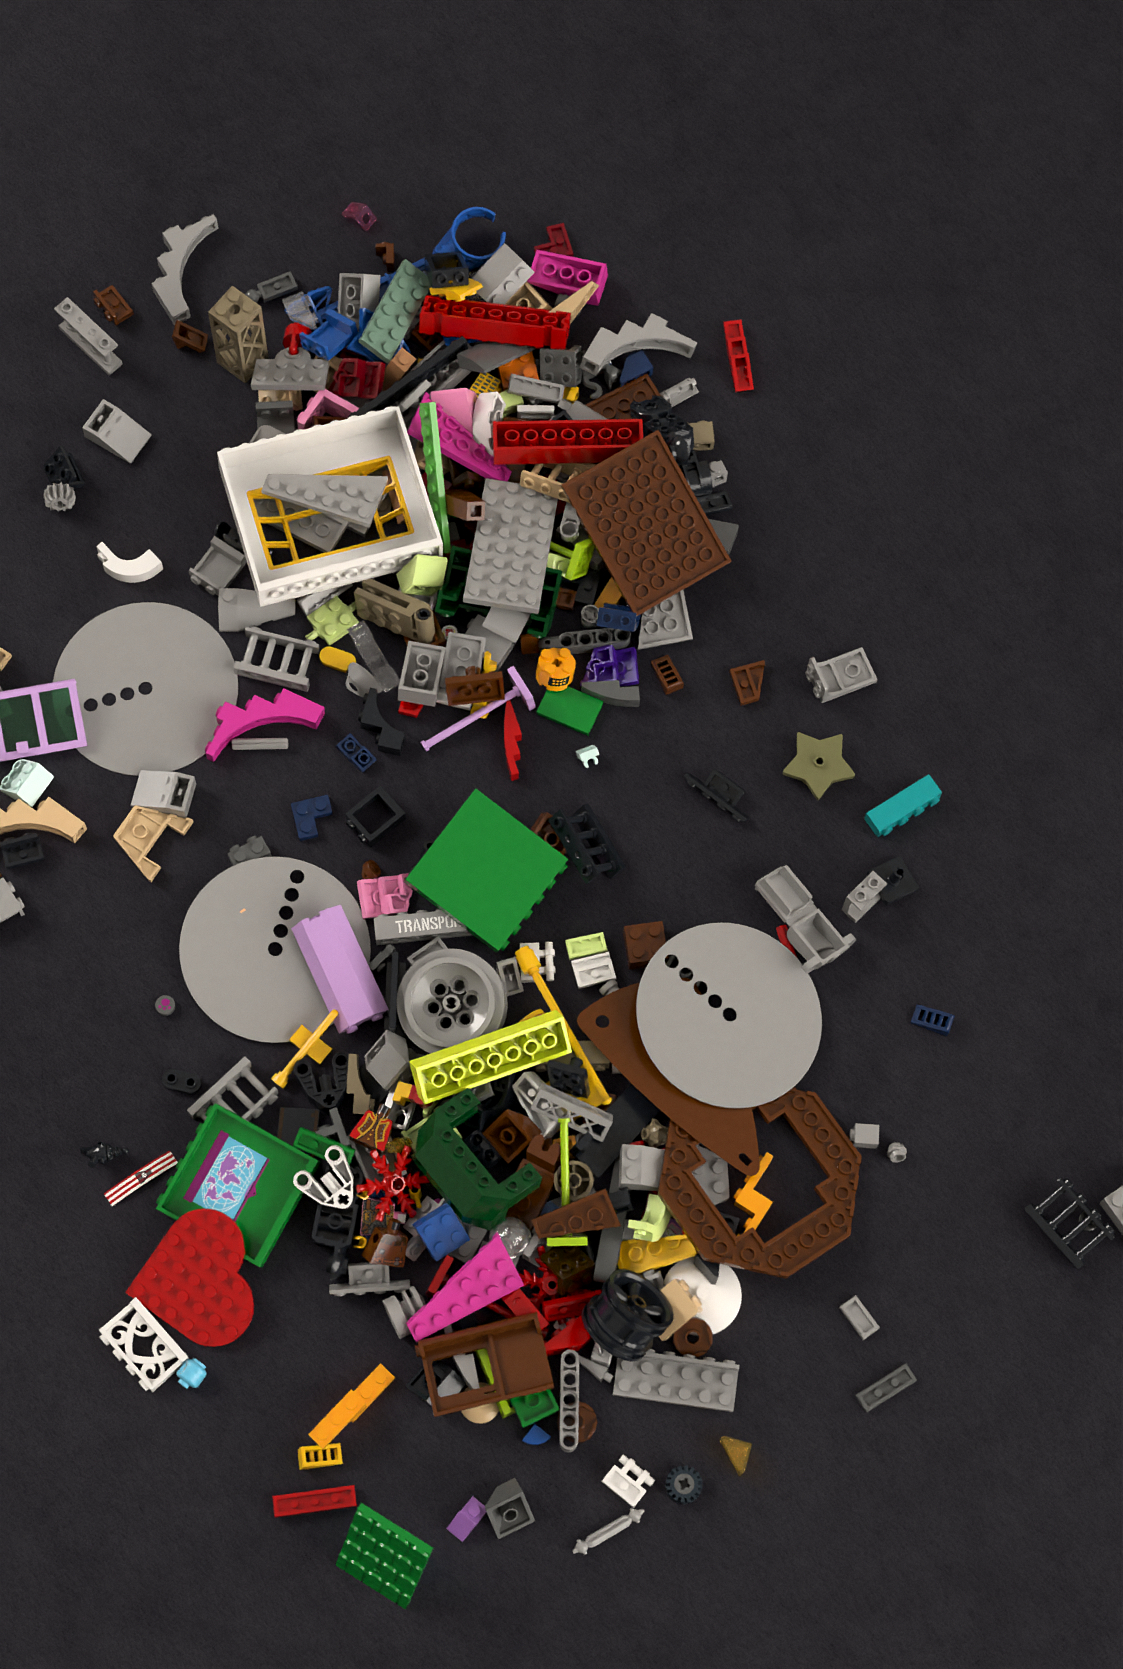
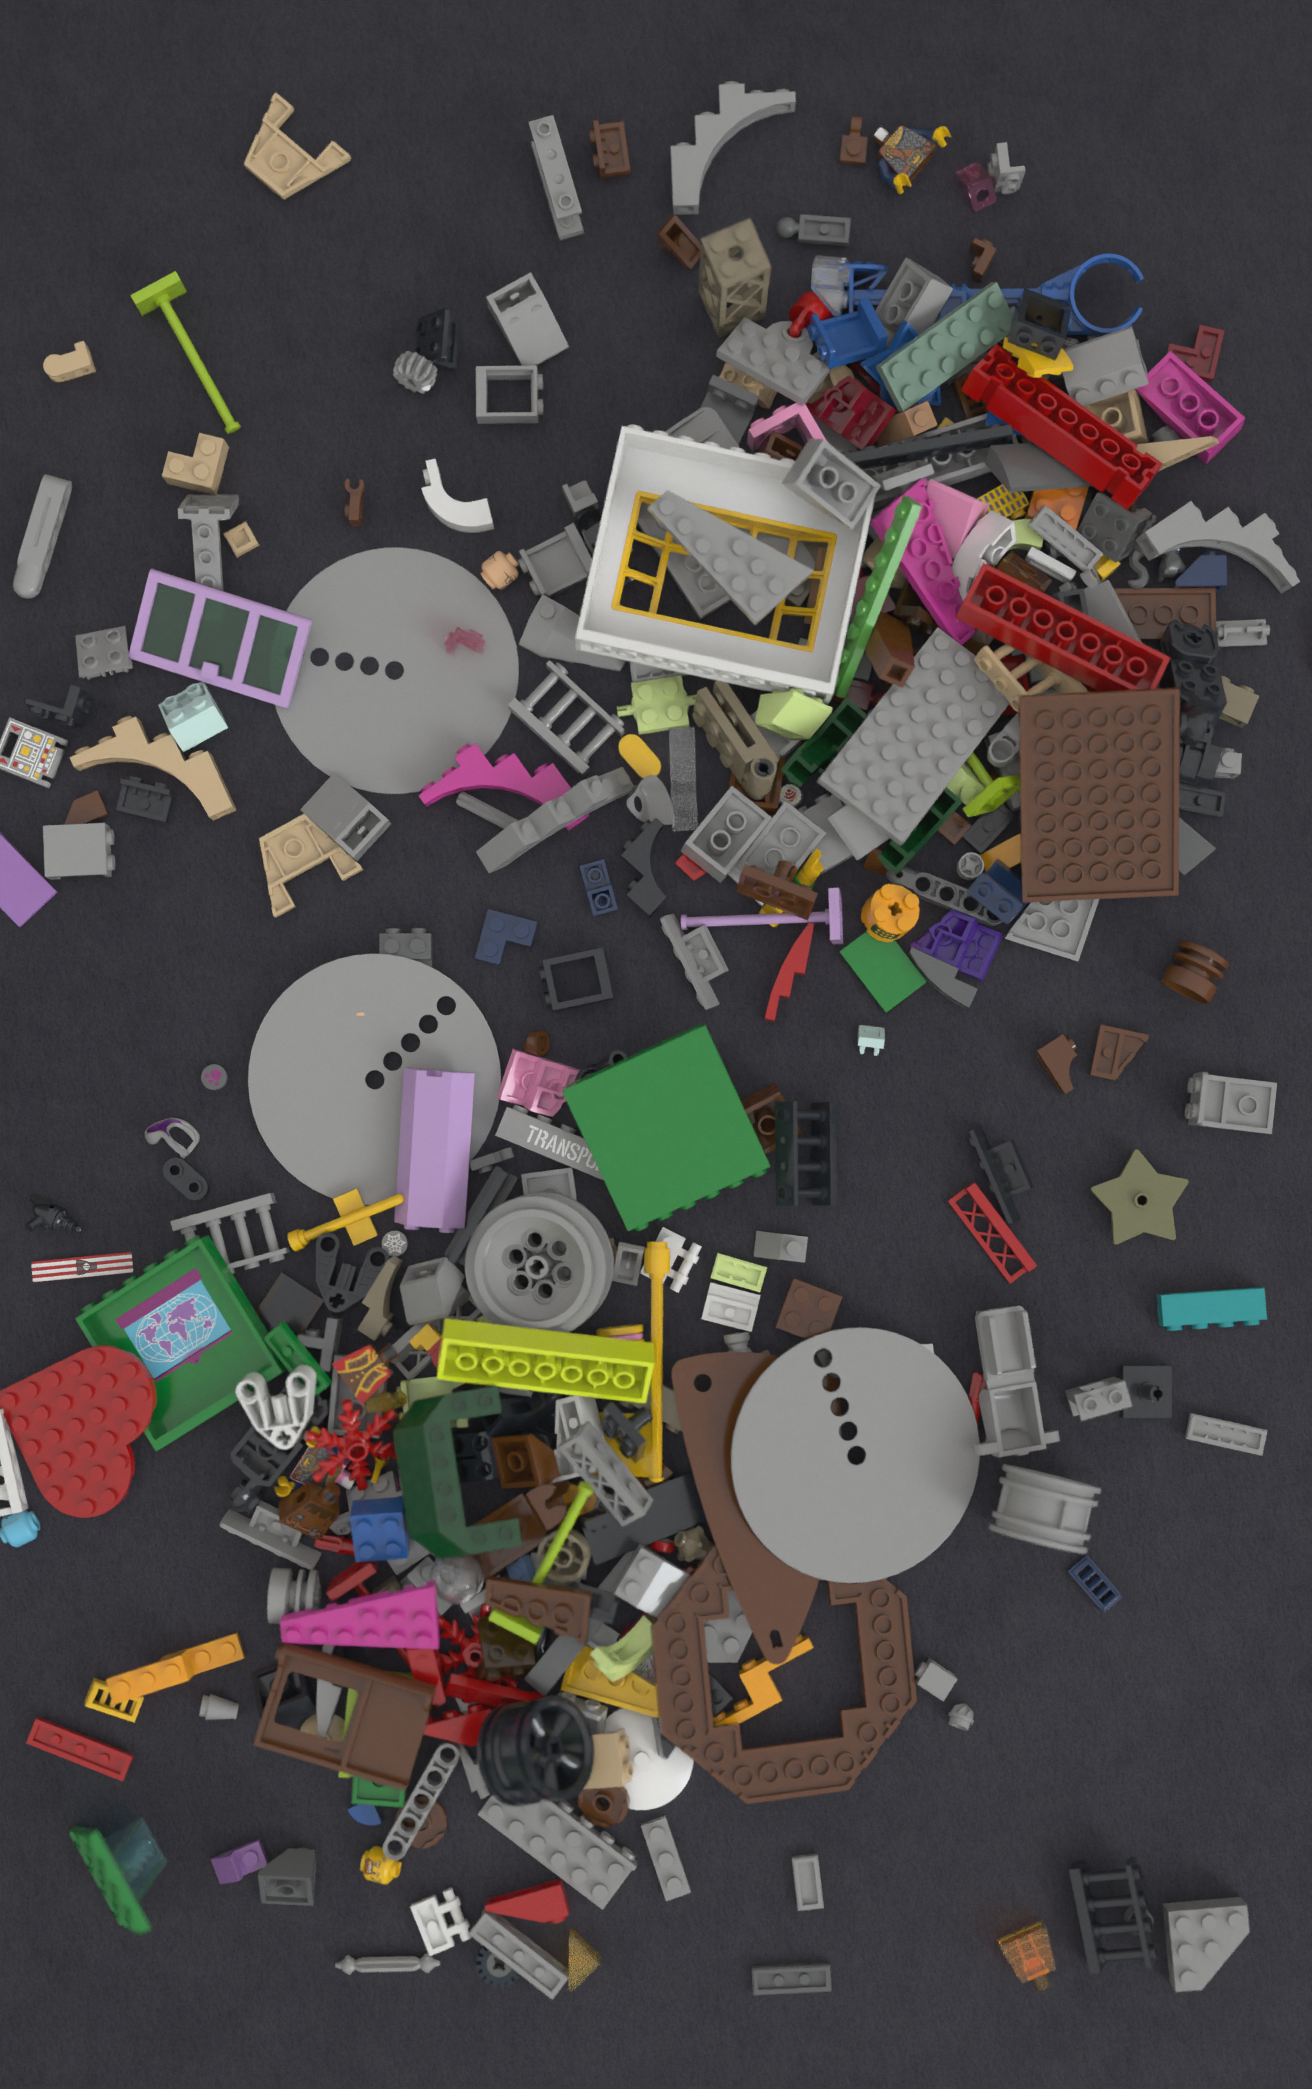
camera: 35 degrees right, 15 degrees up
(64, 600) = (355, 508): none -> reddish brown plate
(122, 468) = (486, 373): none -> light grey window
(145, 1060) = (161, 1130): none -> light grey piece
(181, 590) = (500, 570): none -> light nougat head
(183, 642) = (469, 639): none -> clear pink bracket
(209, 521) = (579, 497): none -> light grey panel
(267, 230) = (853, 146): none -> reddish brown plate
(301, 719) = (552, 817): none -> light grey arch
(304, 216) = (906, 153): none -> torso
(347, 1046) = (395, 1243): none -> light grey tile
(369, 418) = (831, 483): none -> light grey slope
(374, 199) = (1005, 178): none -> light grey bracket
(395, 1420) = (216, 1708): none -> light grey cone
(418, 1265) = (336, 1544): none -> red axle
(447, 760) = (698, 956): none -> light grey bracket
(565, 1464) = (378, 1867): none -> yellow head
(604, 915) = (780, 1246): none -> light grey slope
(668, 688) = (1018, 1008): reddish brown slope -> none
(687, 1430) = (535, 1903): none -> red slope
(693, 1468) = (520, 1953): none -> light grey fence
(714, 706) = (1056, 1060): none -> reddish brown arch
(739, 827) = (999, 1226): none -> red fence
(756, 1354) = (665, 1858): none -> light grey plate
(770, 605) = (1196, 969): none -> reddish brown wheel
(870, 980) = (1044, 1509): none -> light grey wheel
(960, 880) = (1226, 1434): none -> light grey plate
(1032, 1281) = (1029, 1954): none -> clear orange torso

